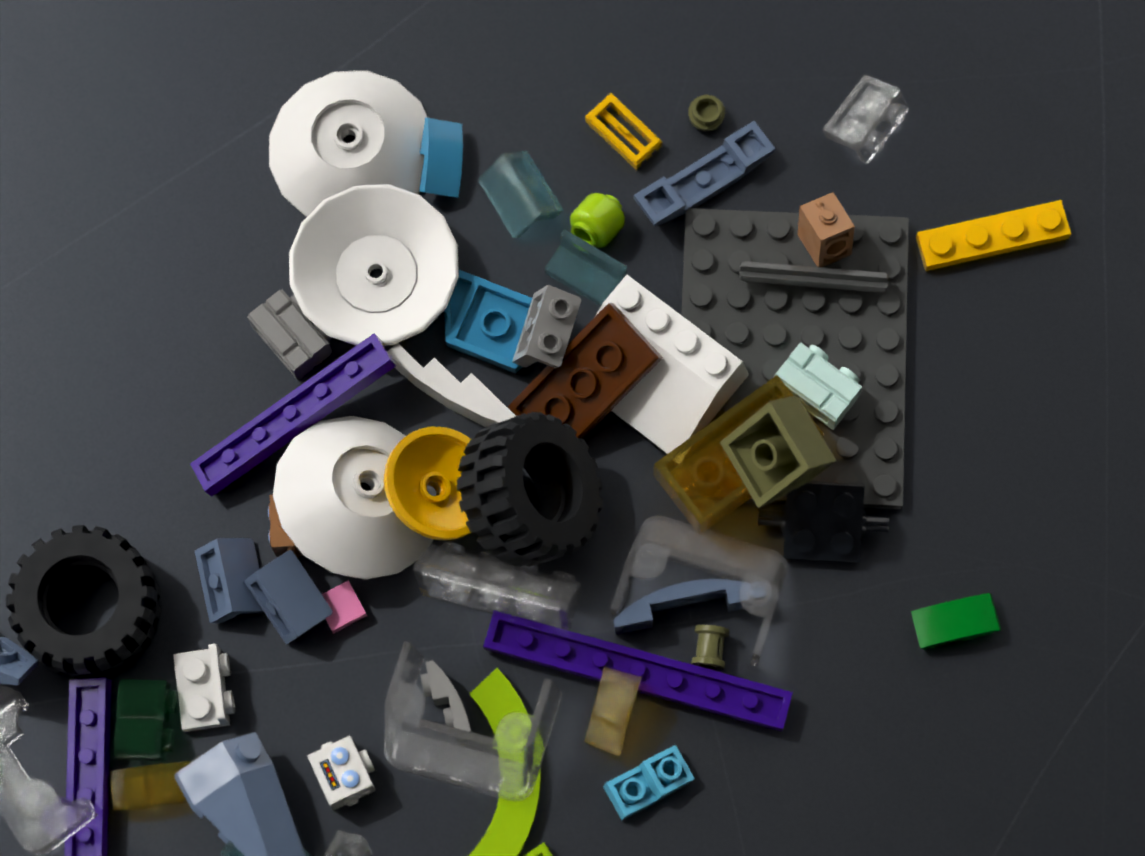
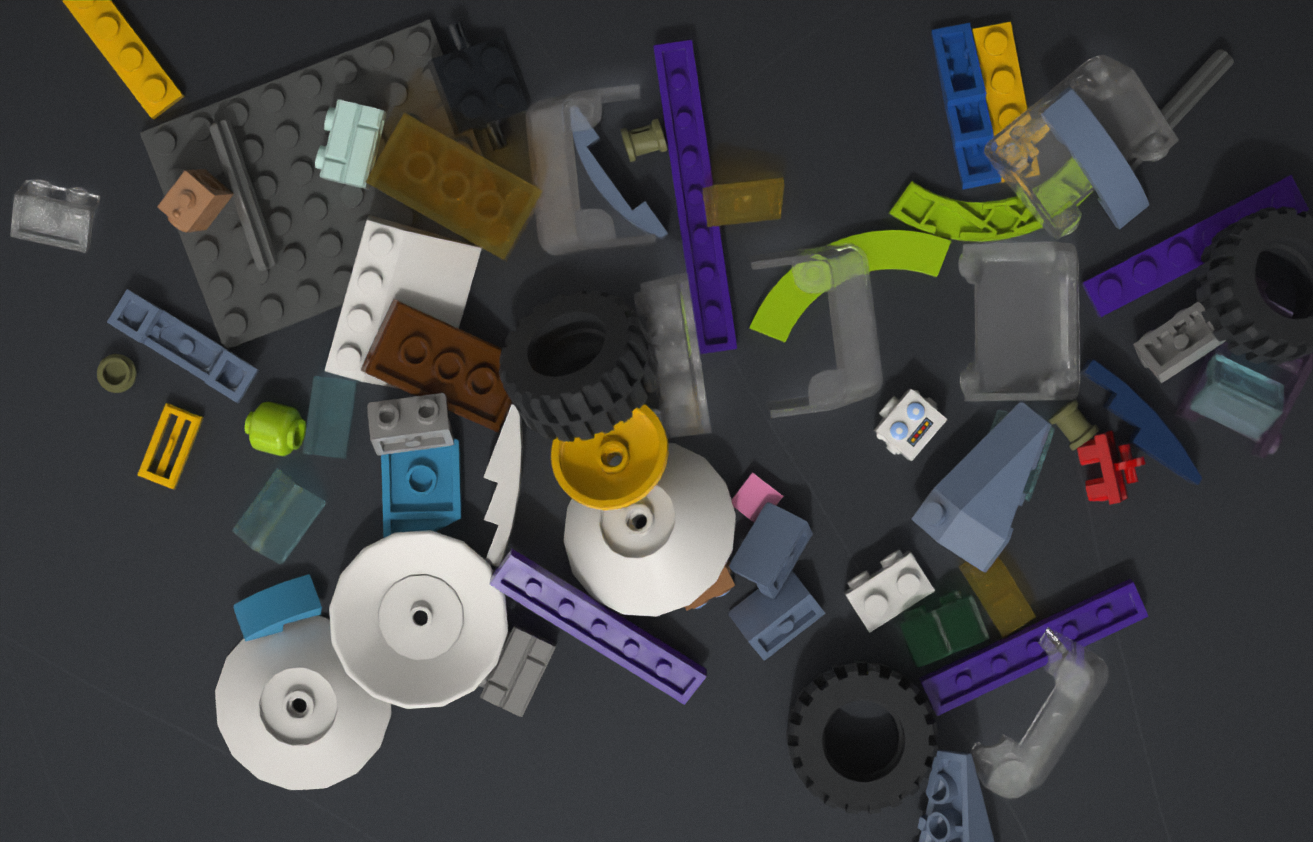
camera: 115 degrees left, 15 degrees up
(438, 685) = (792, 370): light grey slope -> none
(648, 782) = (792, 142): medium azure slope -> none
(777, 450) = (443, 146): olive slope -> none

